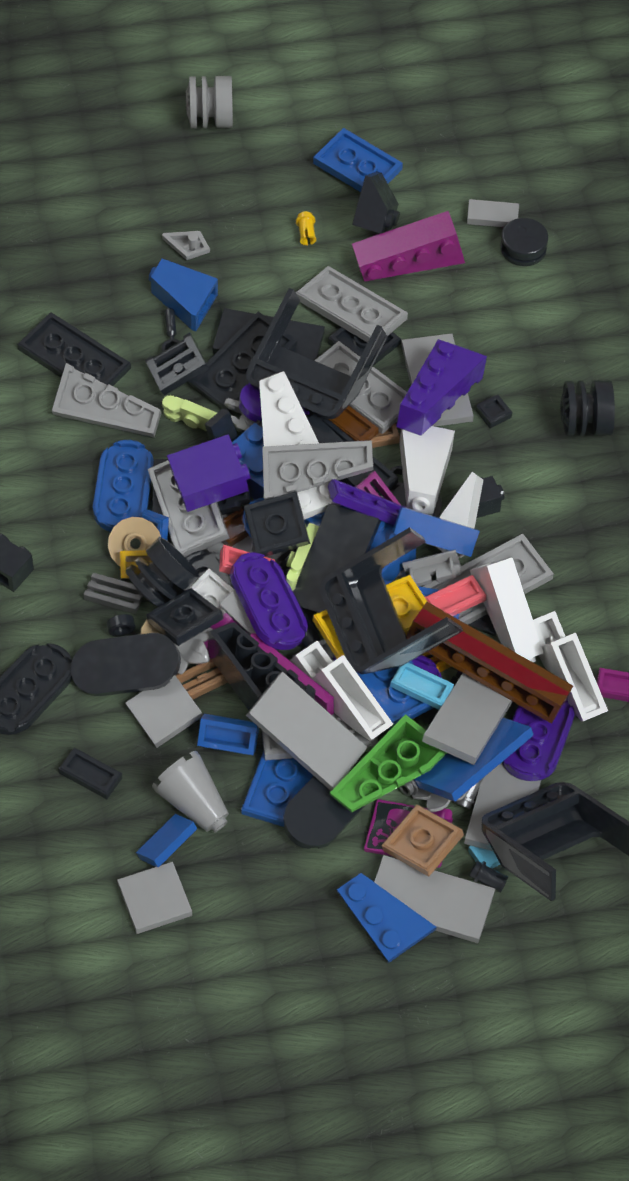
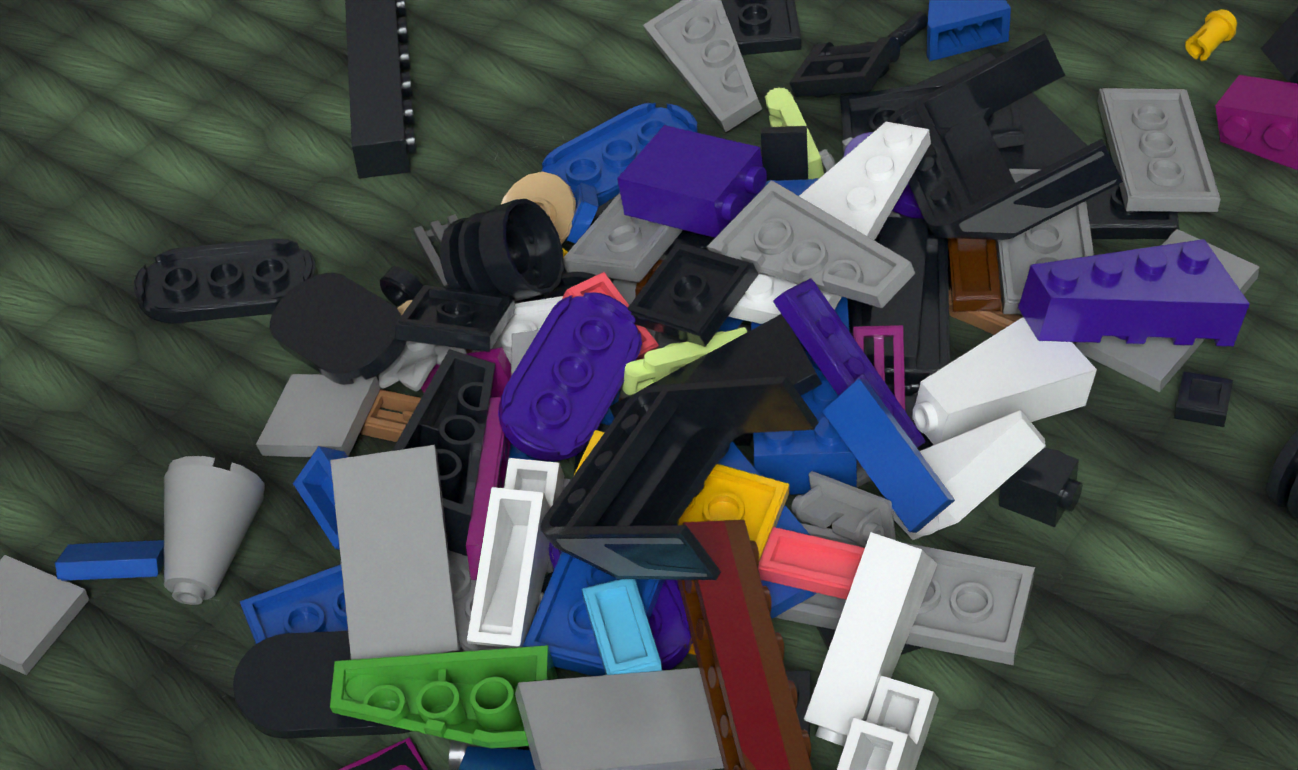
camera: 55 degrees right, 10 degrees down
(90, 773) = (155, 421): black tile -> none

